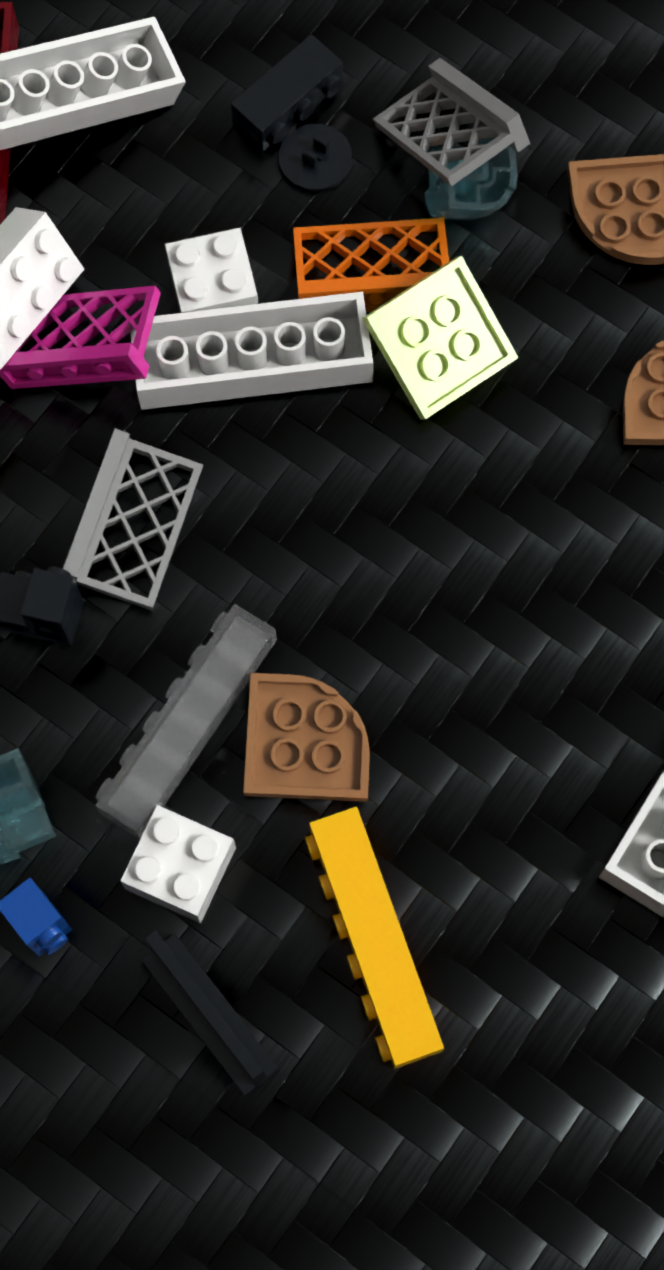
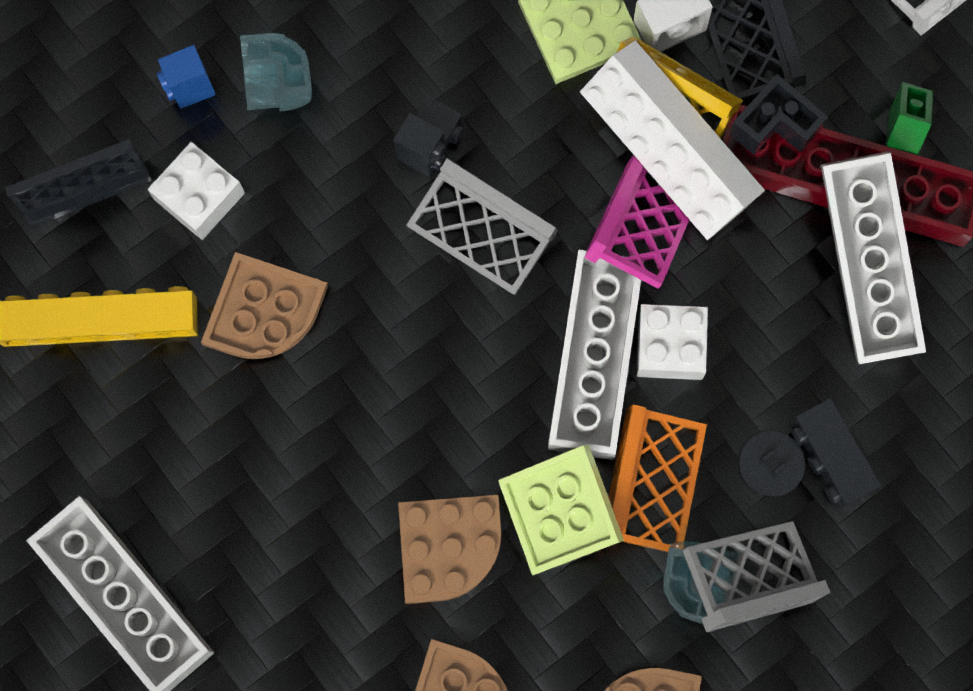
camera: 110 degrees right, 5 degrees up
(186, 721) = (305, 226): clear brick -> none
(514, 457) = (448, 545): none -> medium nougat plate

